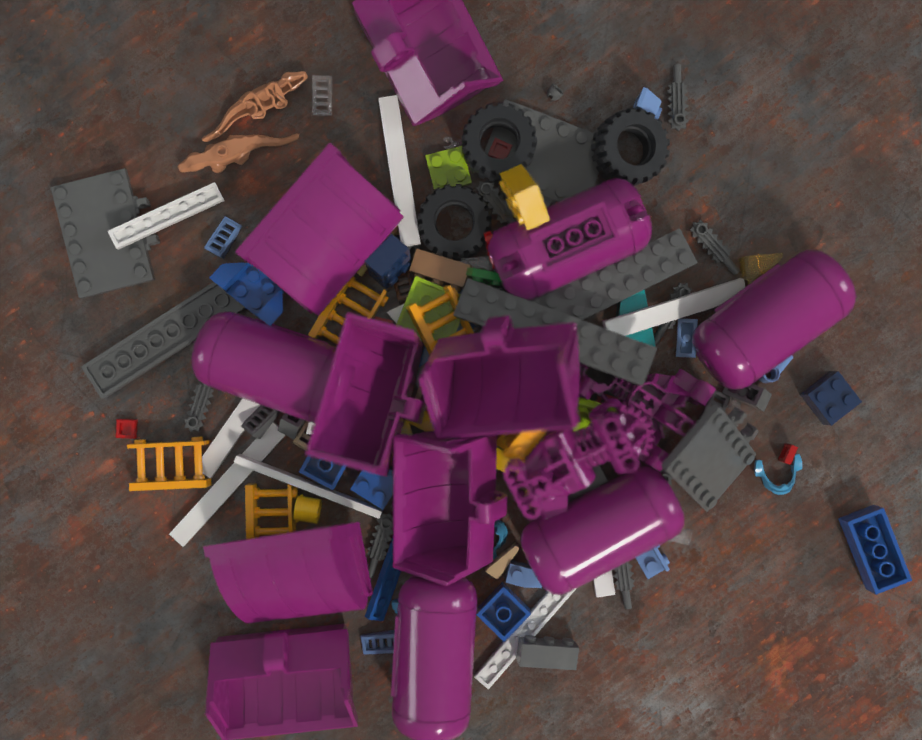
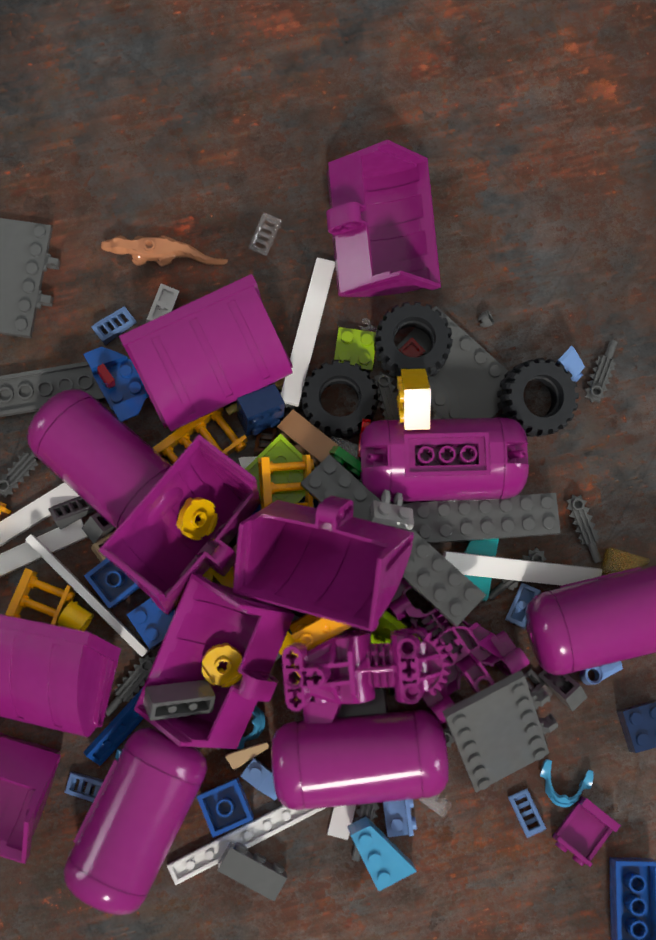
camera: 20 degrees right, 10 degrees down
(165, 216) = (69, 282): white plate -> none
(241, 291) = (106, 376): none -> dark red tile
(259, 100) = (204, 215): nougat animal -> none
(259, 201) = (163, 302): none -> white hinge
(367, 380) = (187, 516): none -> yellow plate
(428, 544) = (178, 699): none -> dark grey brick
(444, 491) = (211, 660): none -> yellow plate
(545, 311) = (392, 514): none -> light grey hinge
(647, 596) = (379, 854): none -> dark azure wedge
(772, 518) = (533, 831): none -> medium blue slope
(787, 453) = (581, 765): red tile -> none
(810, 506) = (584, 831): none -> magenta panel

